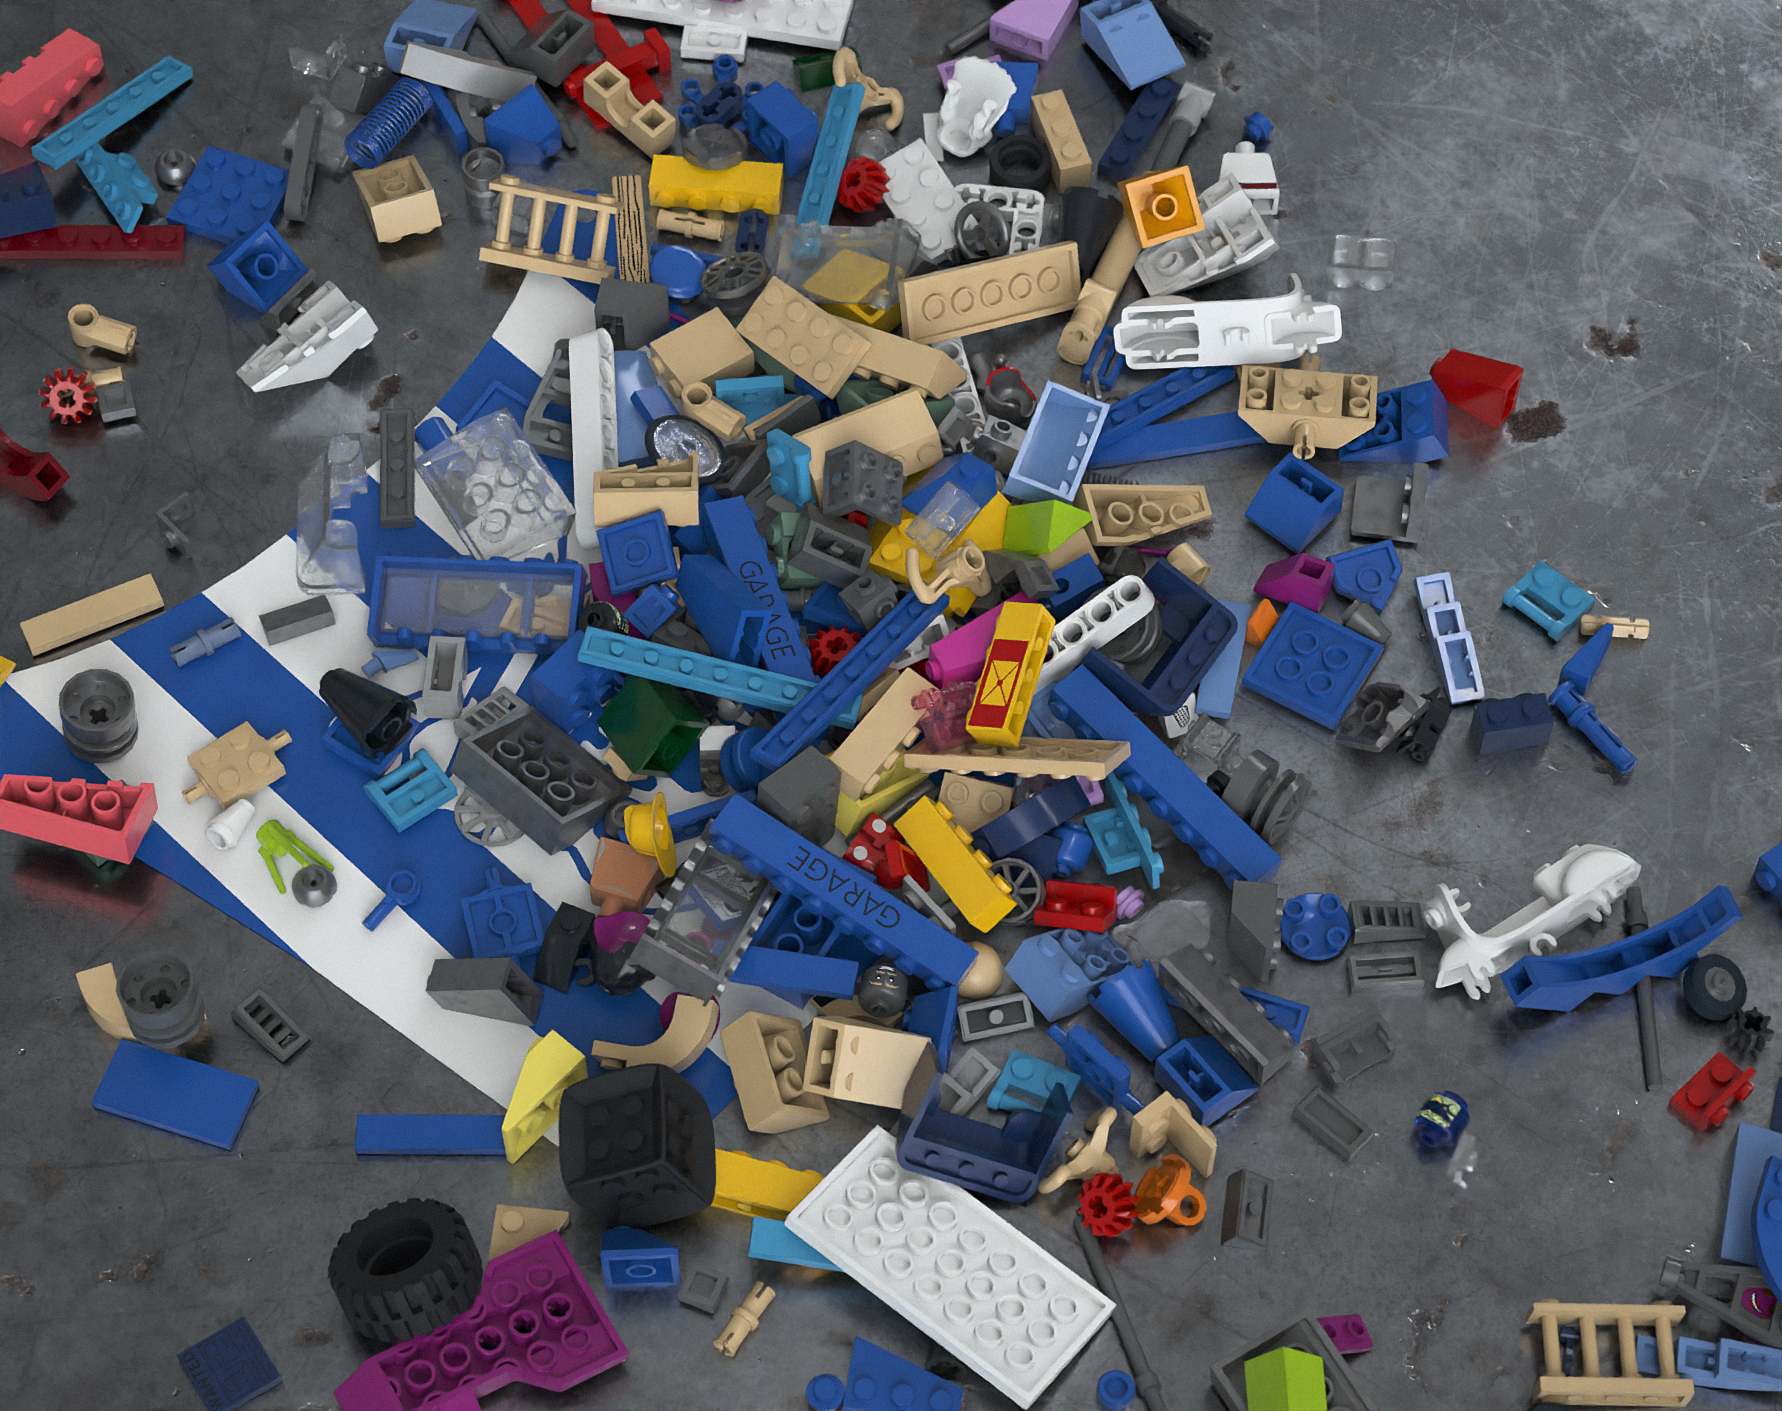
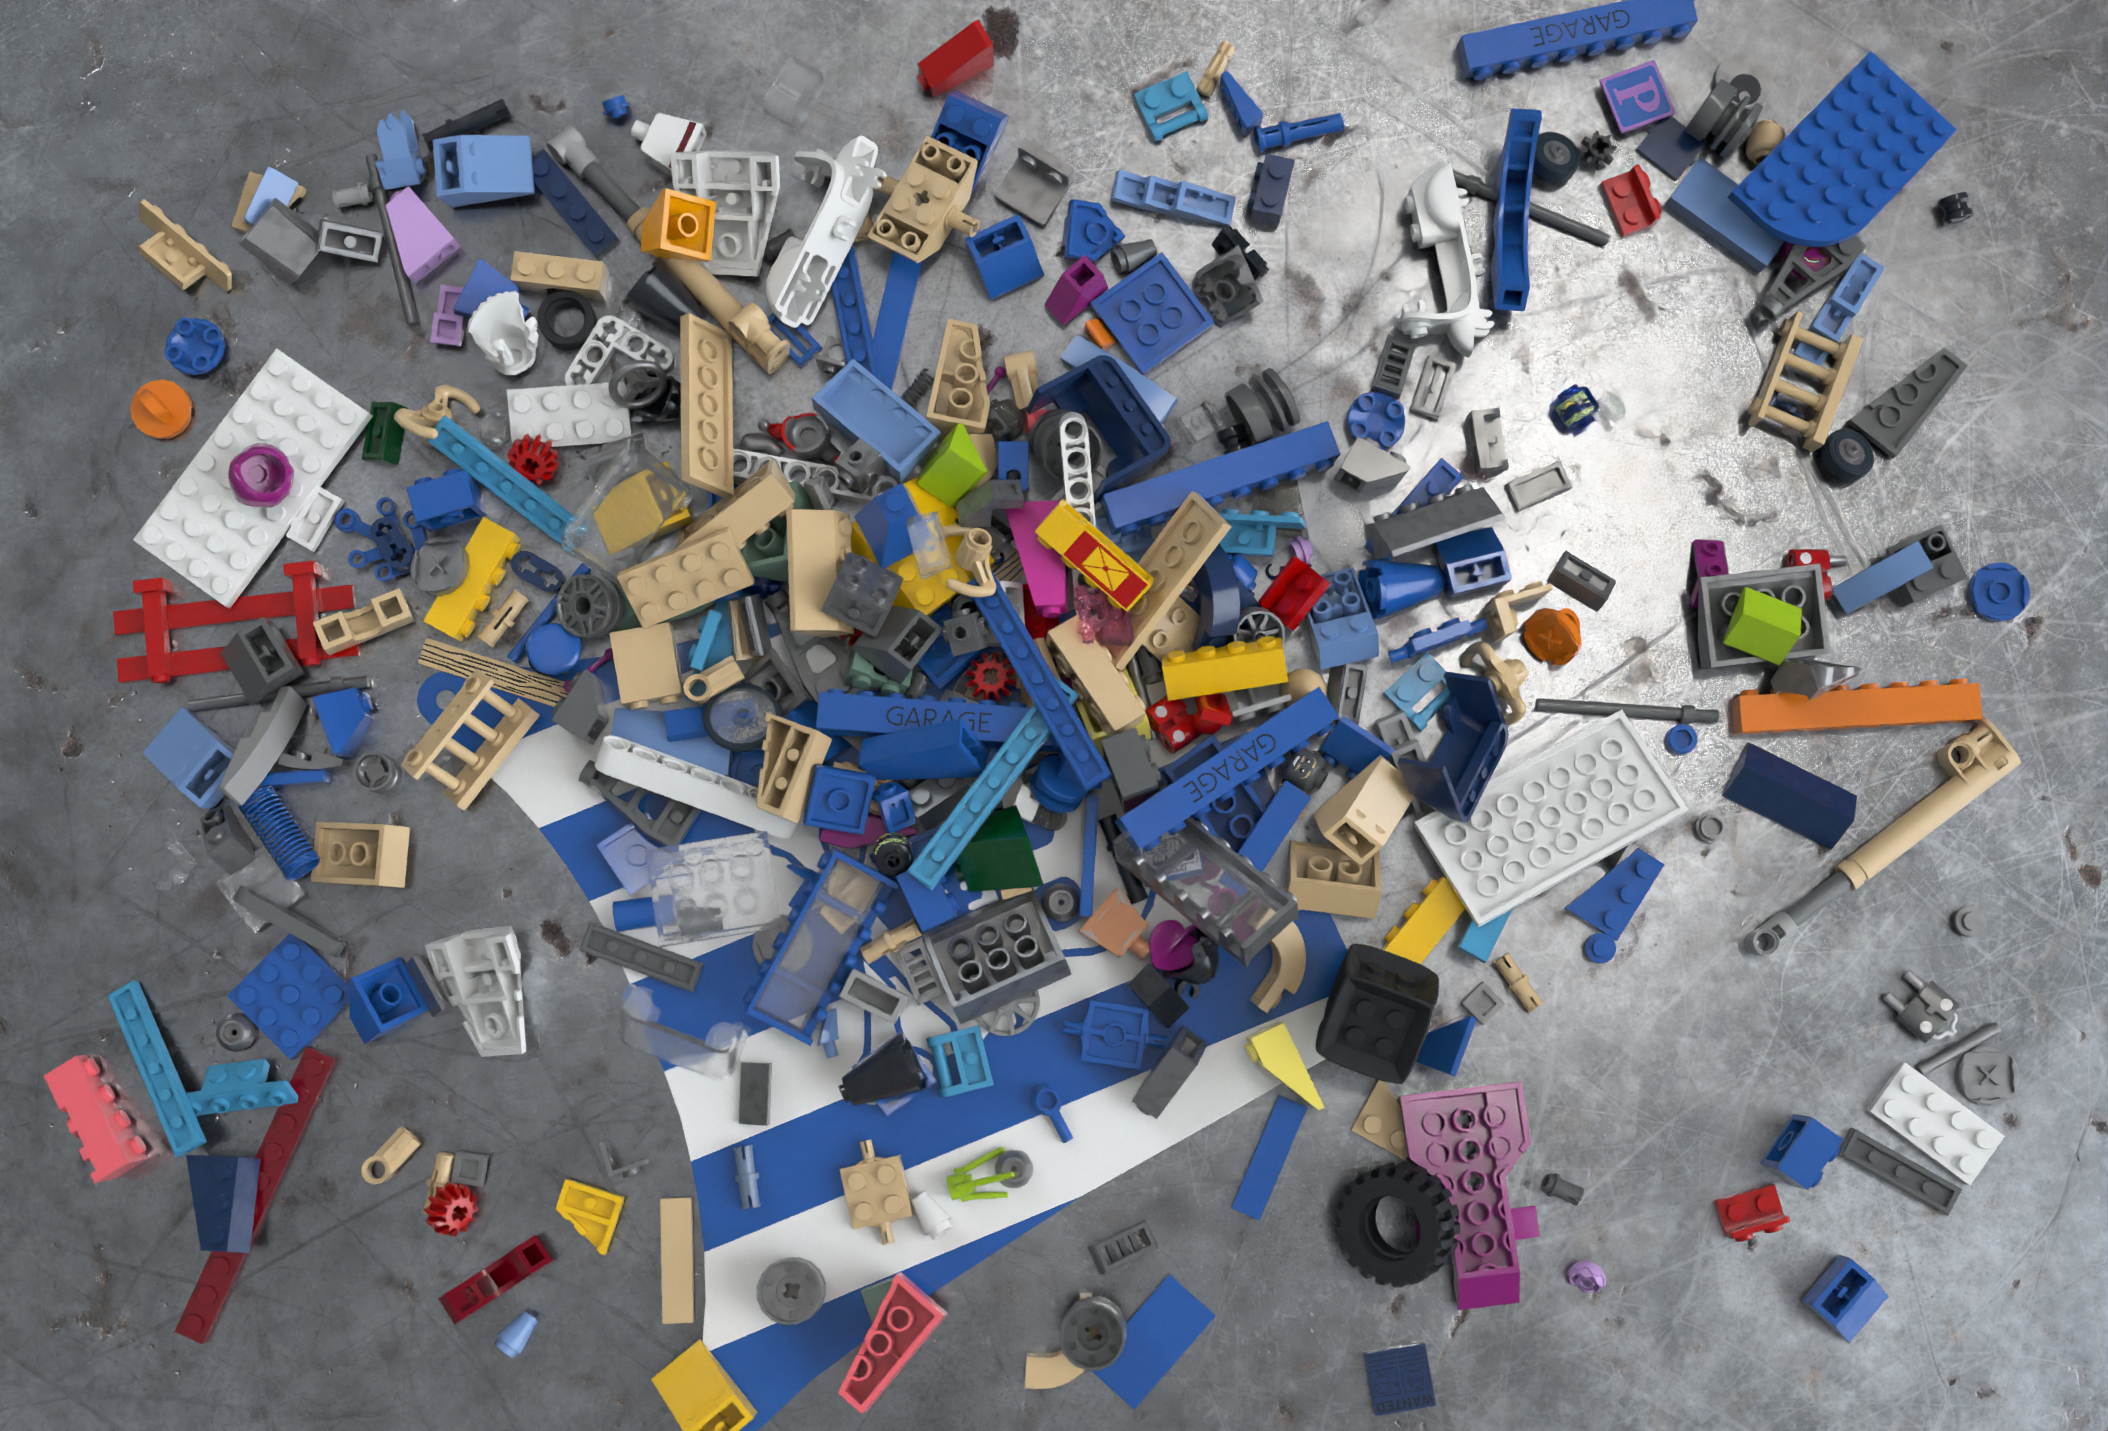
camera: 70 degrees left, 25 degrees up
(112, 521) = (590, 1211): none -> yellow wing
(510, 676) = (890, 941): none -> tan pin
(650, 832) = (1101, 892): yellow piece -> none
(790, 468) = (815, 643): dark azure plate -> none
(931, 139) = (494, 376): white sticker -> none
(1107, 1204) = (1549, 681): red gear -> none

